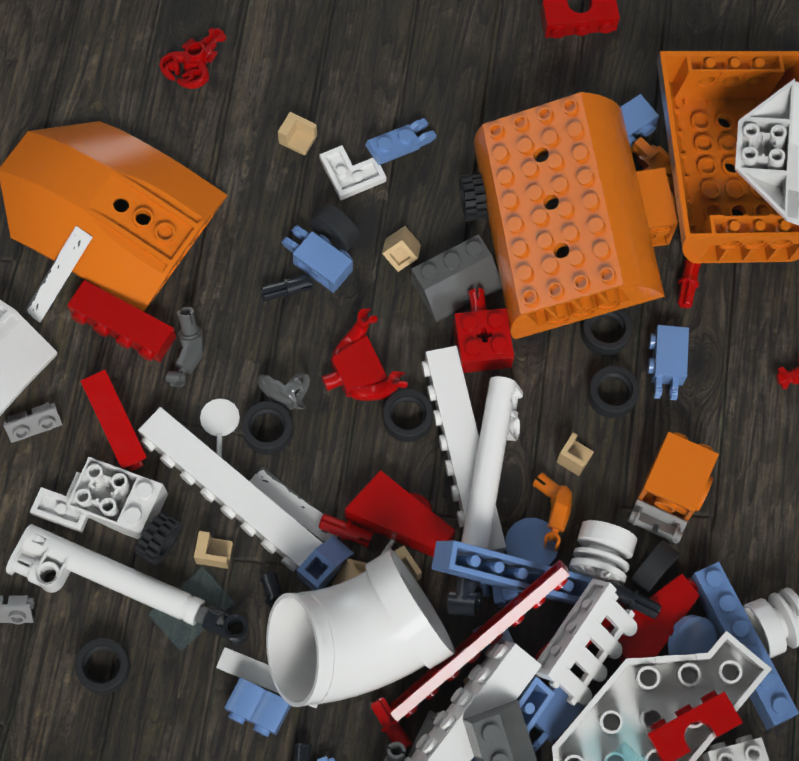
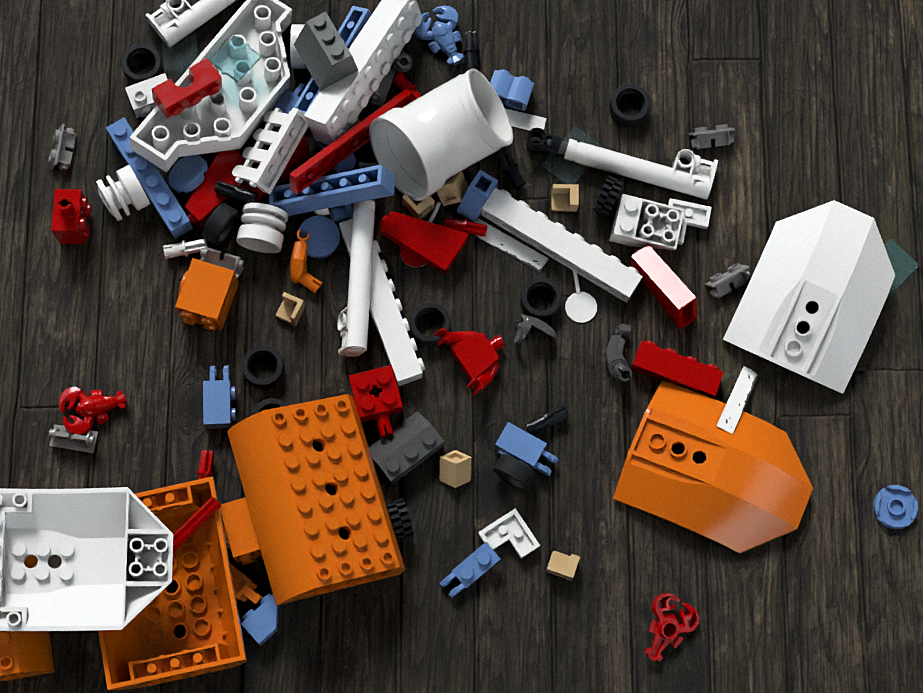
camera: 170 degrees right, 5 degrees up
(701, 550) = (184, 248): none -> white axle
(709, 189) = (195, 522): none -> red axle

